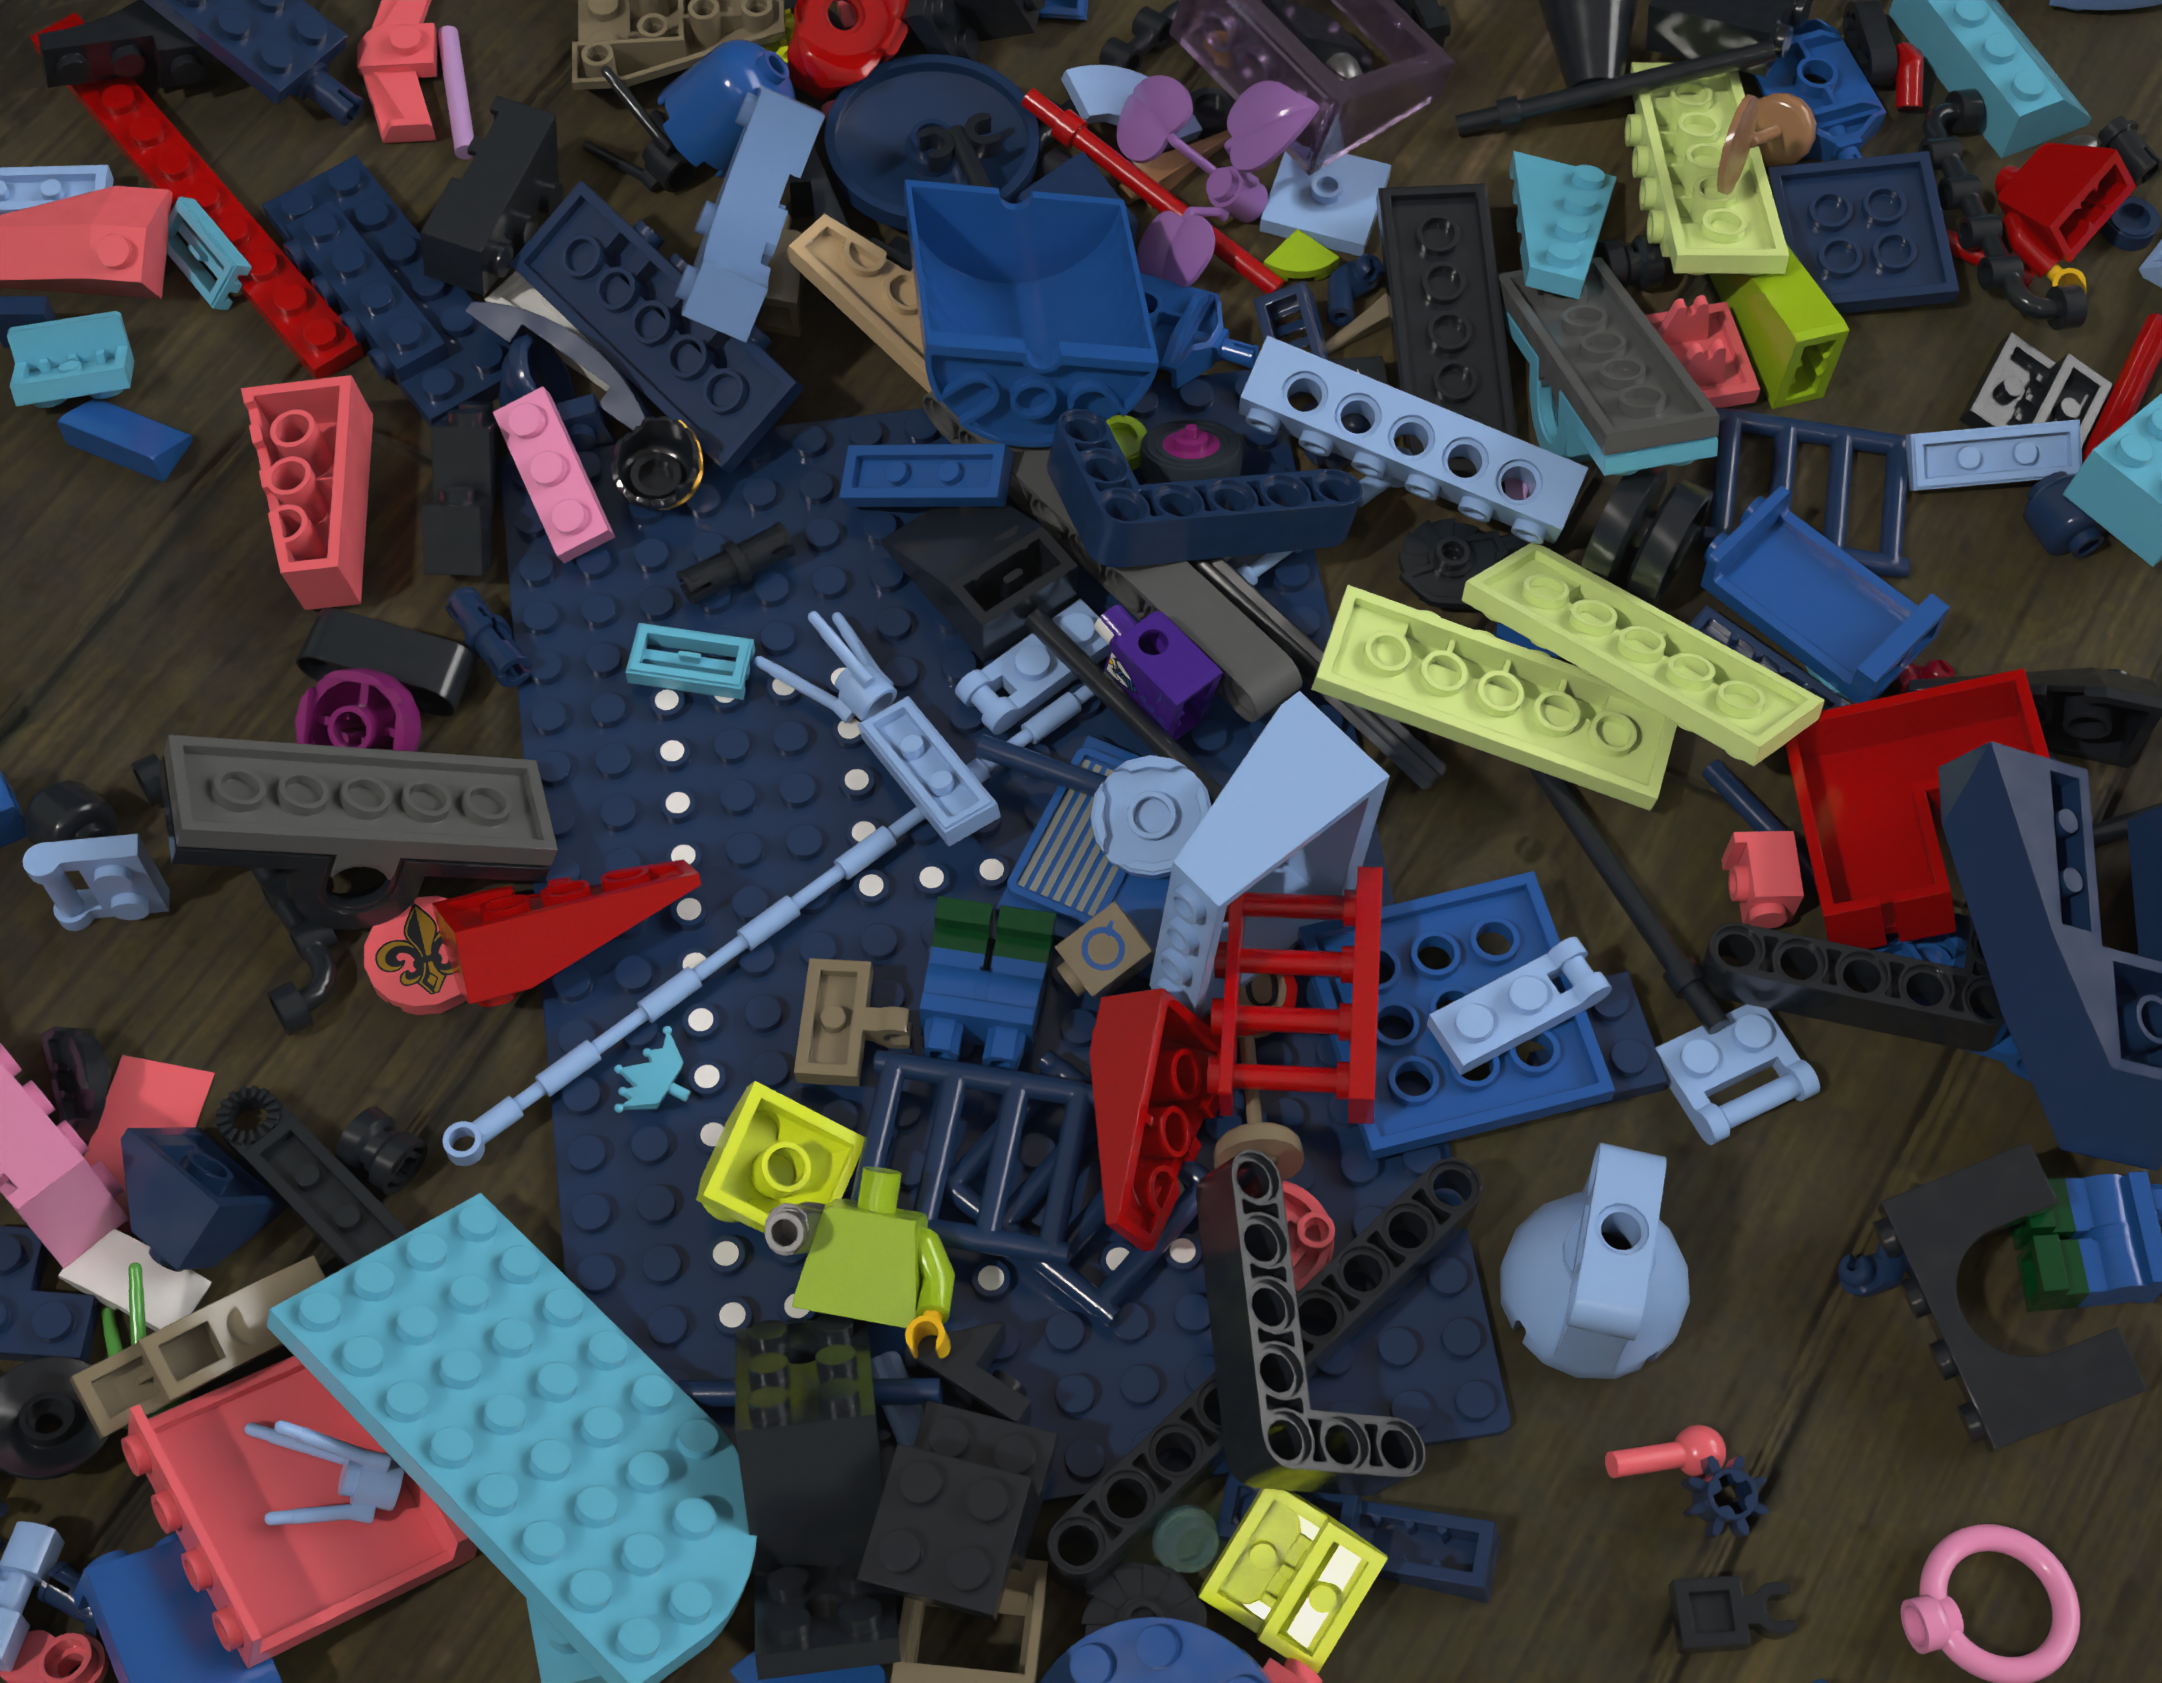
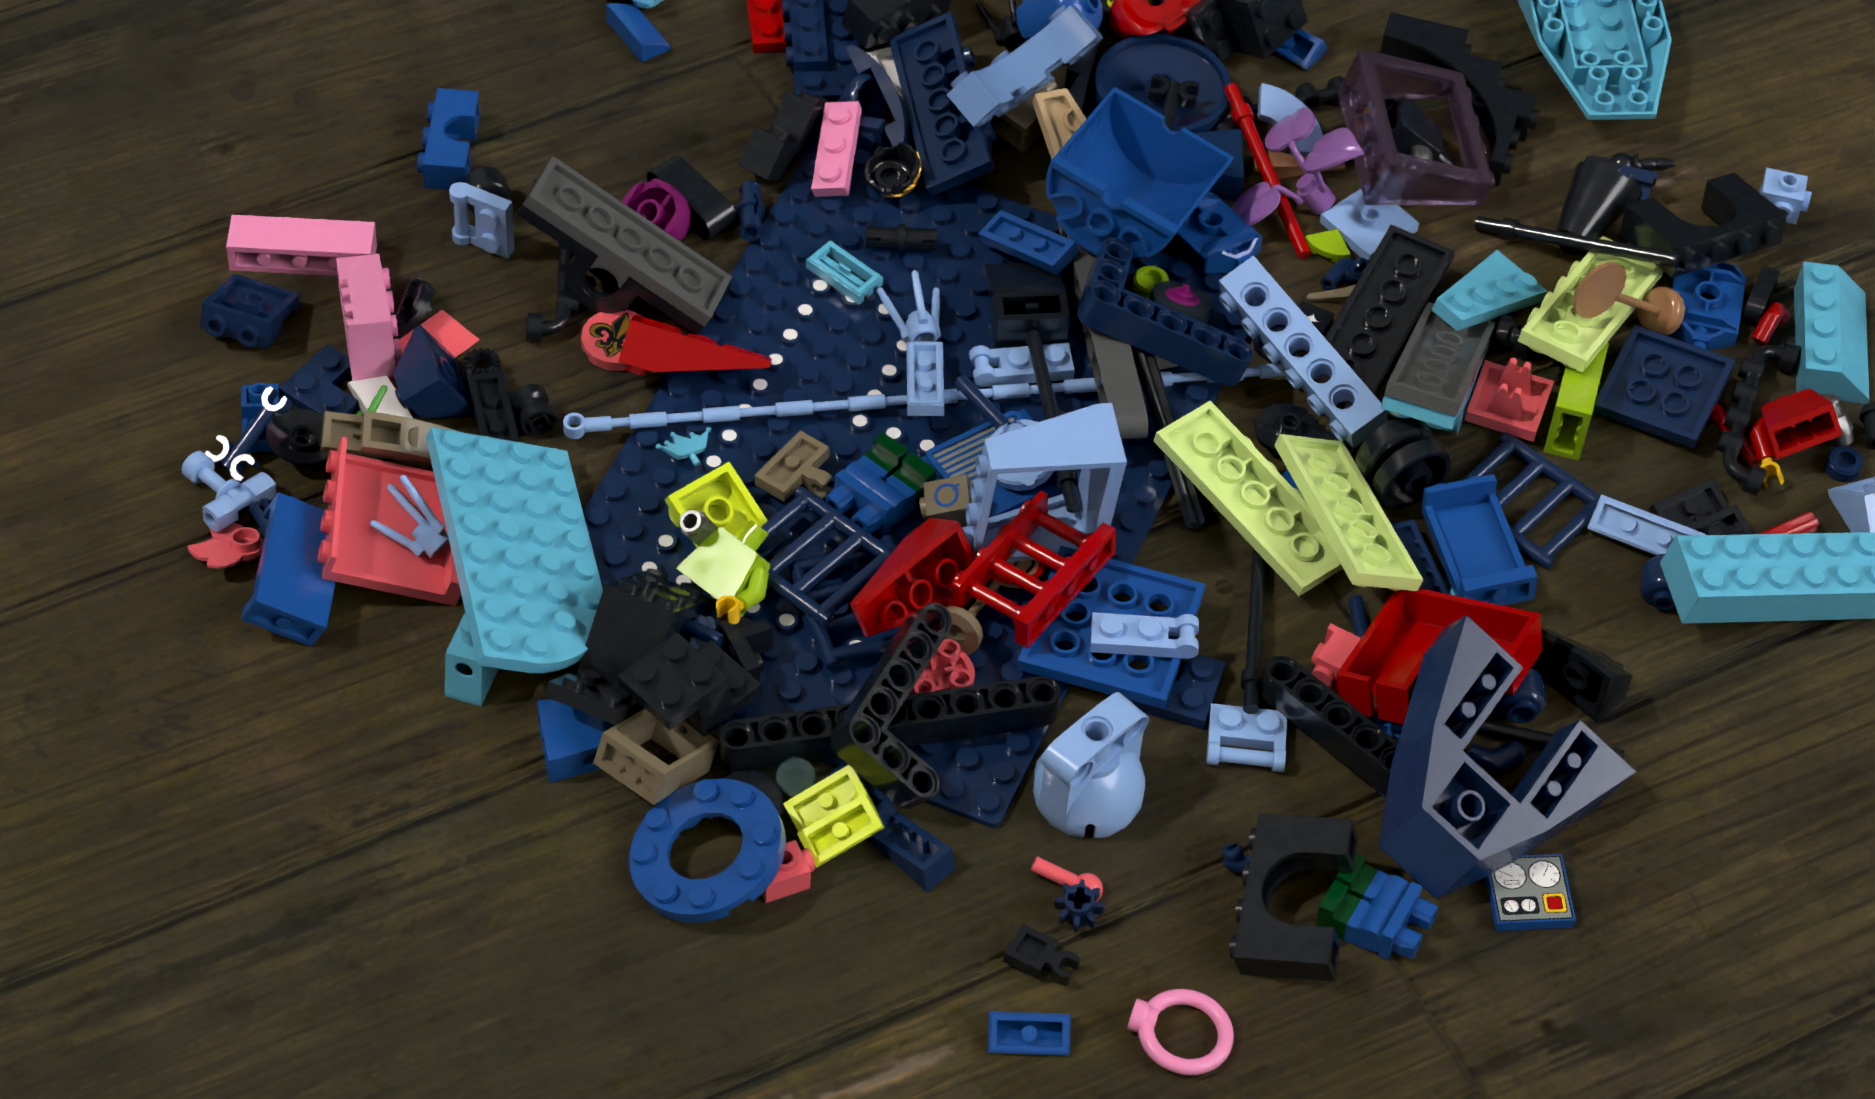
camera: 30 degrees right, 10 degrees down
(315, 475) = (714, 95): coral wedge -> none
(1159, 668) = (1074, 380): dark purple torso -> none
(1286, 303) = (1291, 260): dark blue slope -> none

